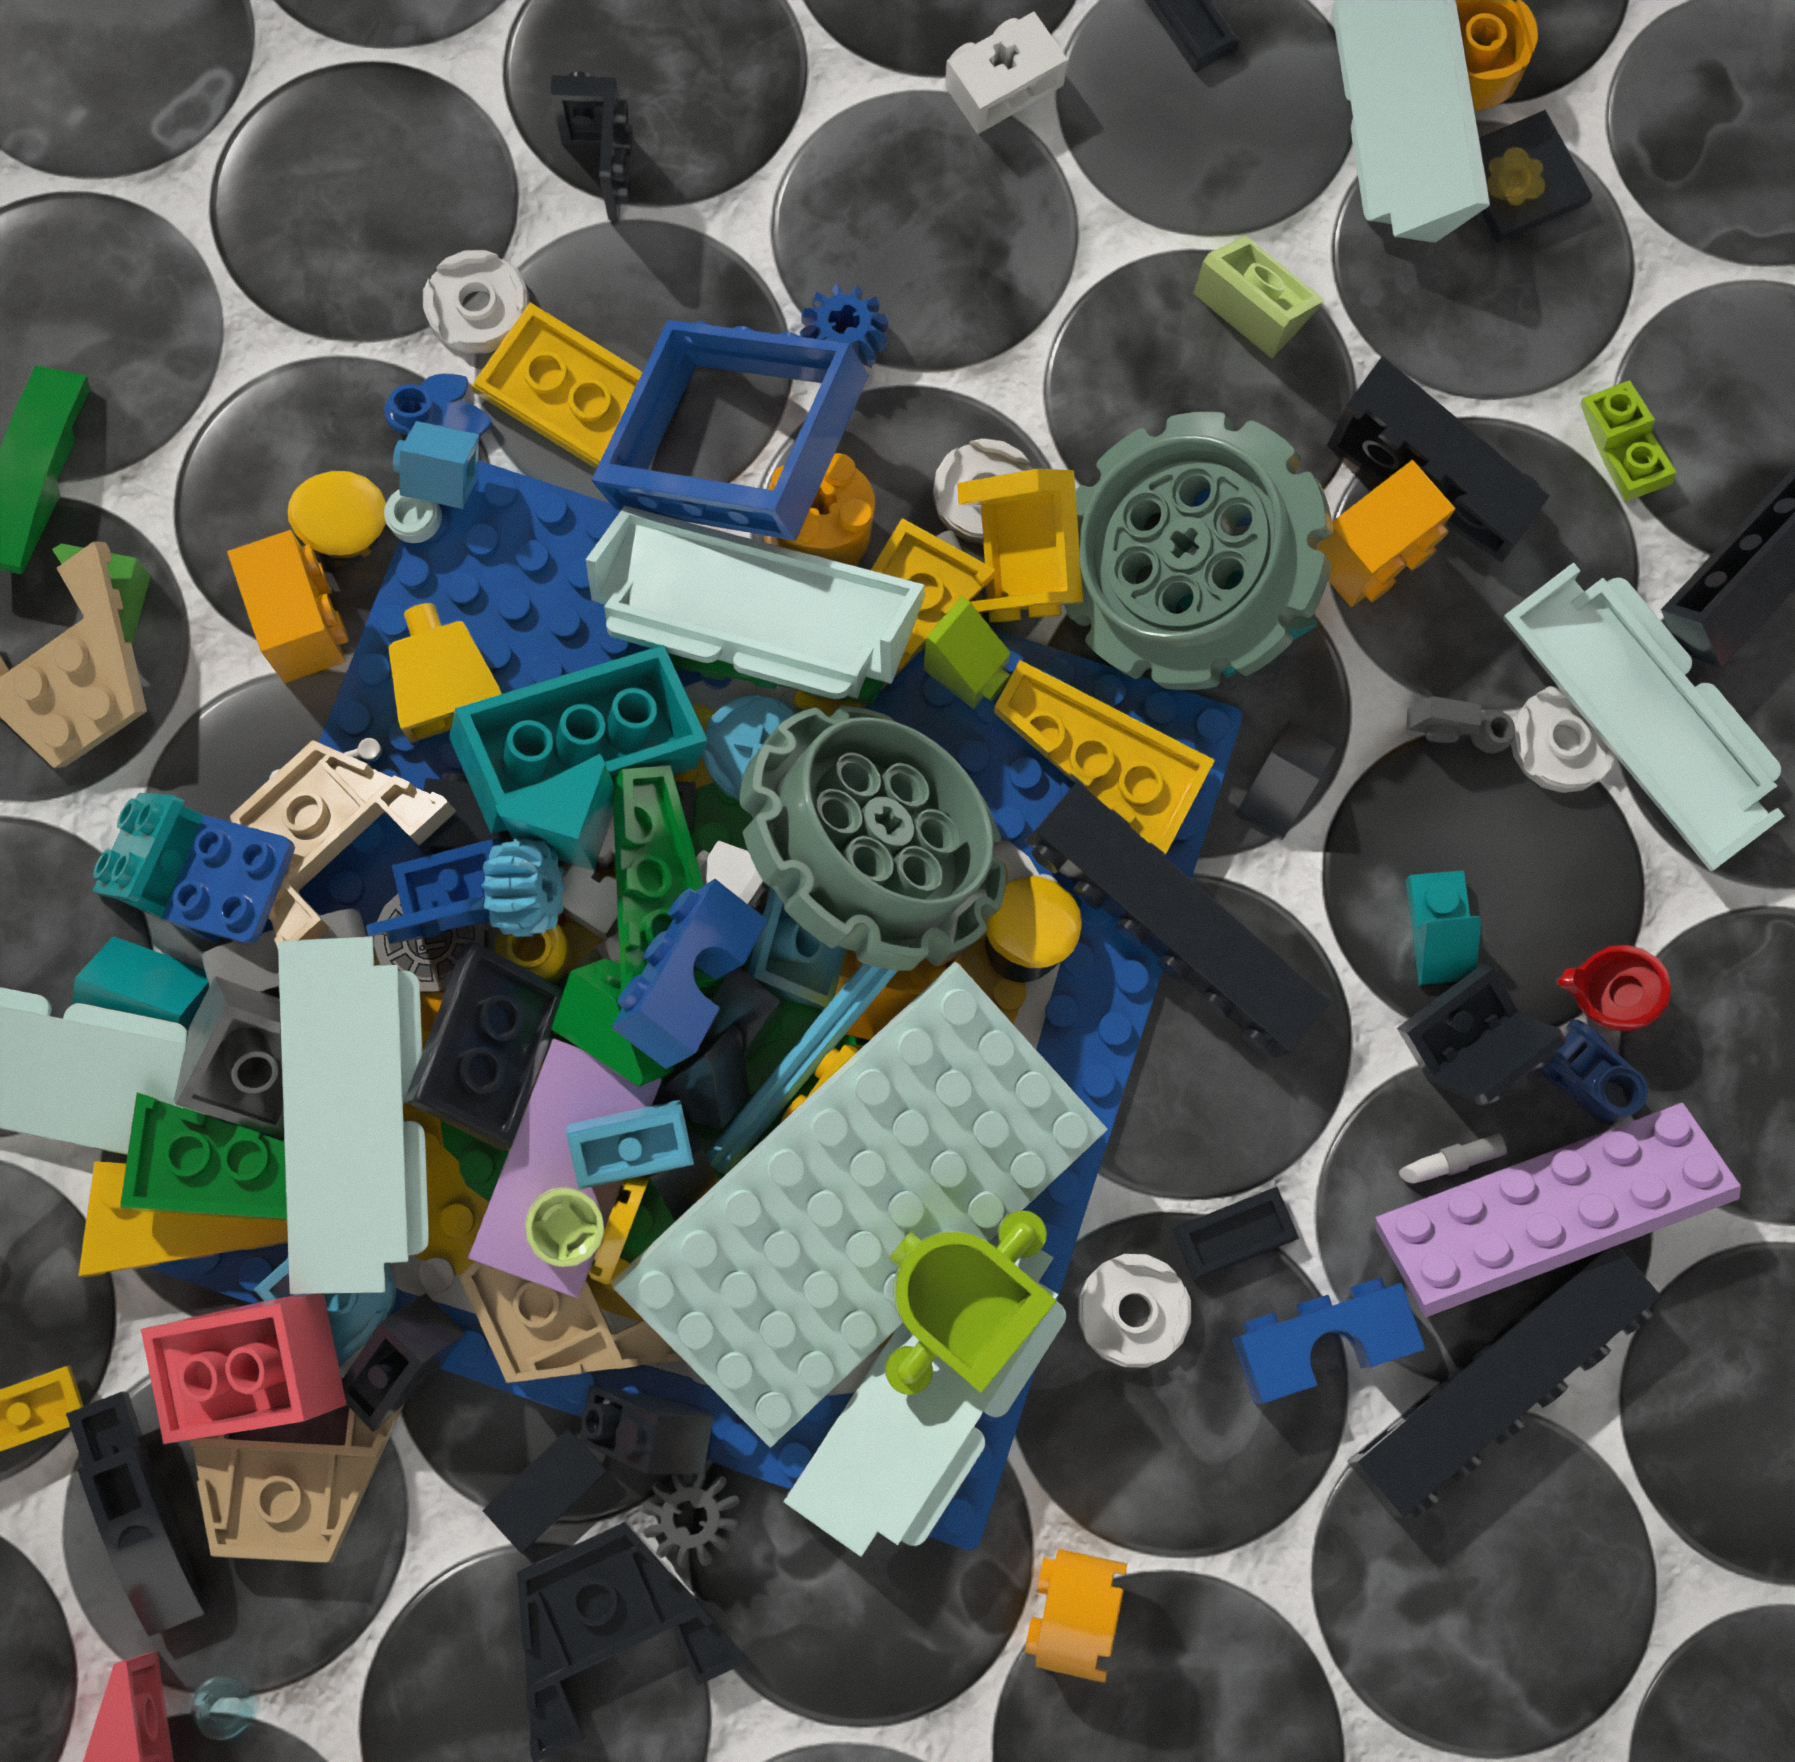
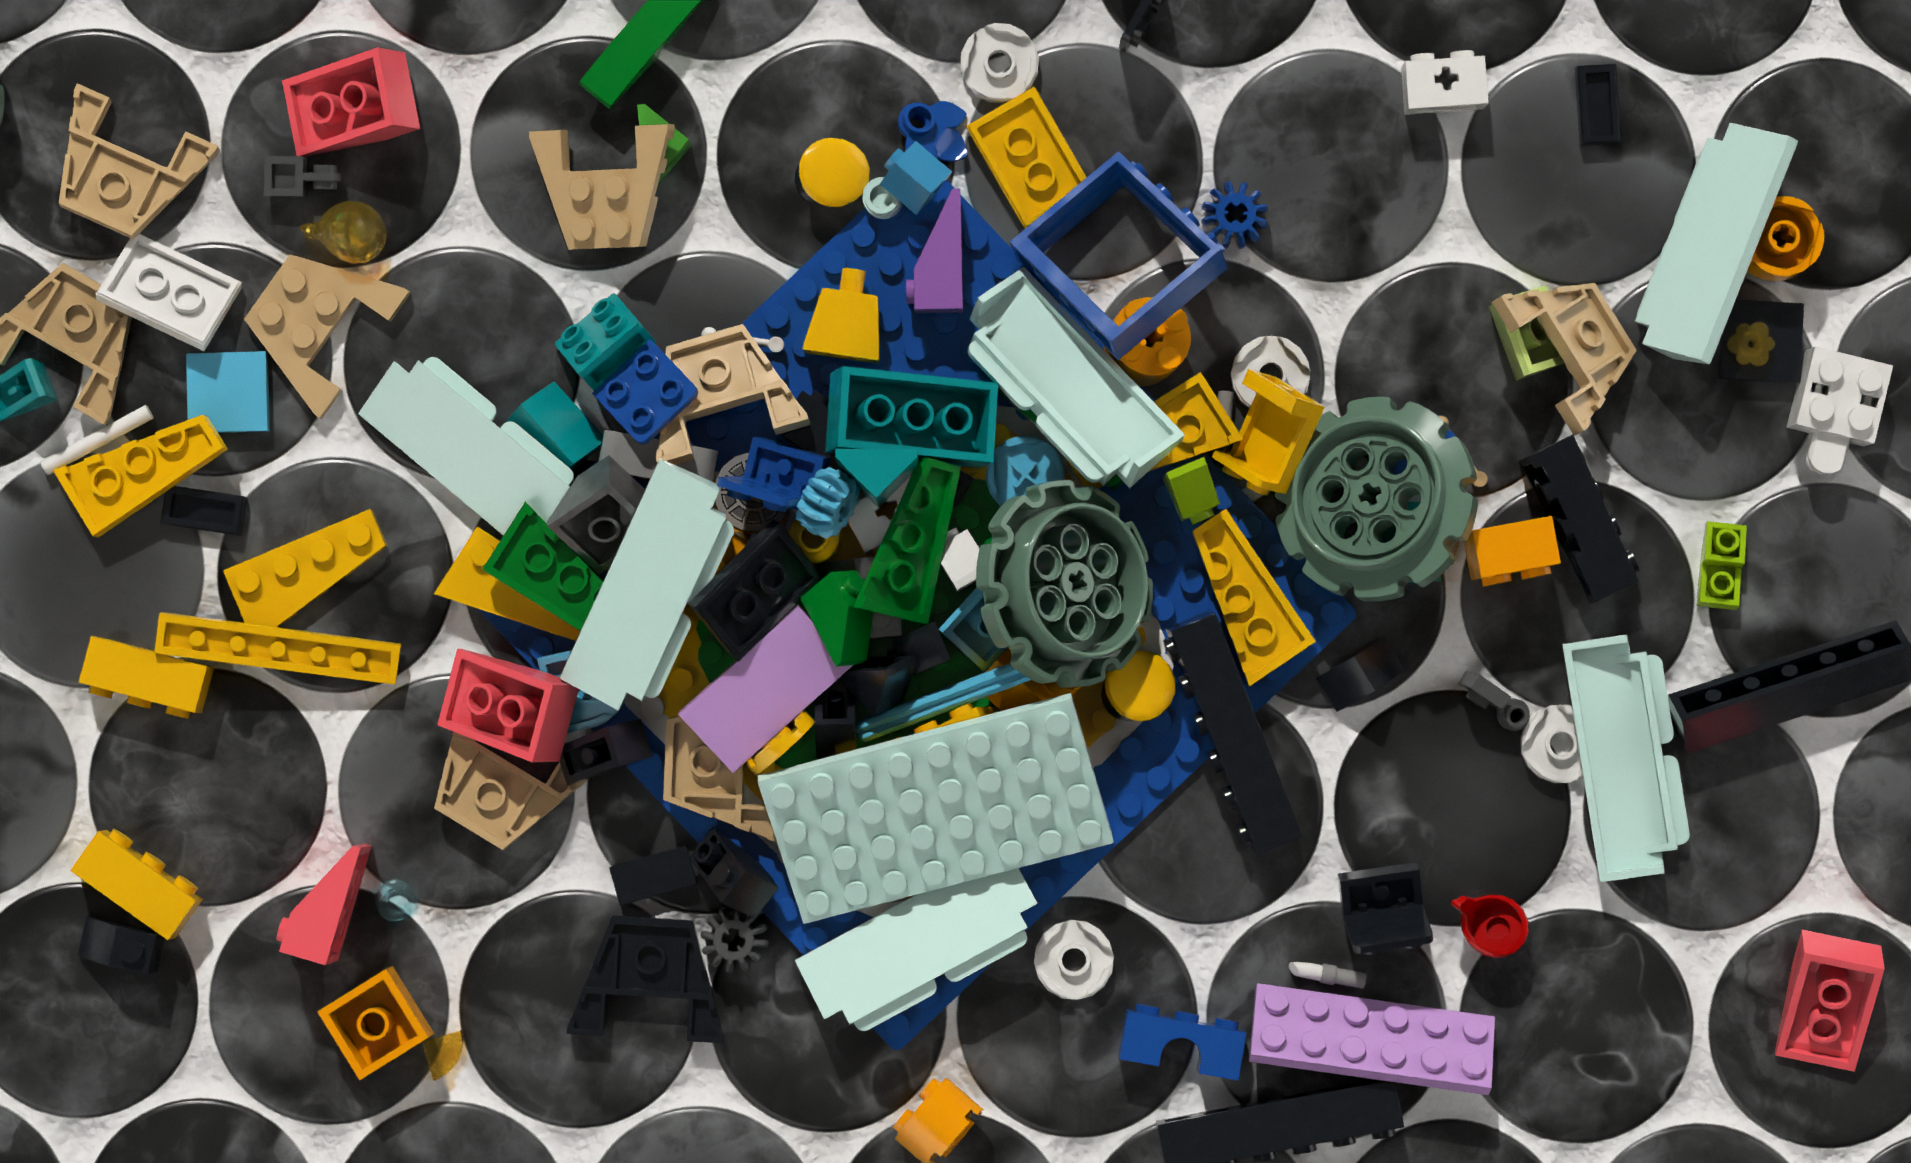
camera: 35 degrees right, 10 degrees up
(132, 1515) = (400, 758): black slope -> none
(289, 605) = (770, 224): light orange brick -> none
(522, 557) = (939, 267): none -> medium lavender slope
(564, 1226) = (746, 728): yellowish green wheel -> none
(629, 1144) = (812, 697): medium azure slope -> none
(663, 1005) = (875, 628): blue arch -> none
(965, 1302) = (967, 903): lime piece -> none
(1235, 1233) = (1163, 946): black tile -> none
(1323, 257) = (1585, 337): none -> tan wing
(1442, 927) = (1406, 824): teal slope -> none
(1591, 1070) = (1447, 966): dark blue piece -> none
(1651, 193) = (1841, 407): none -> white brick

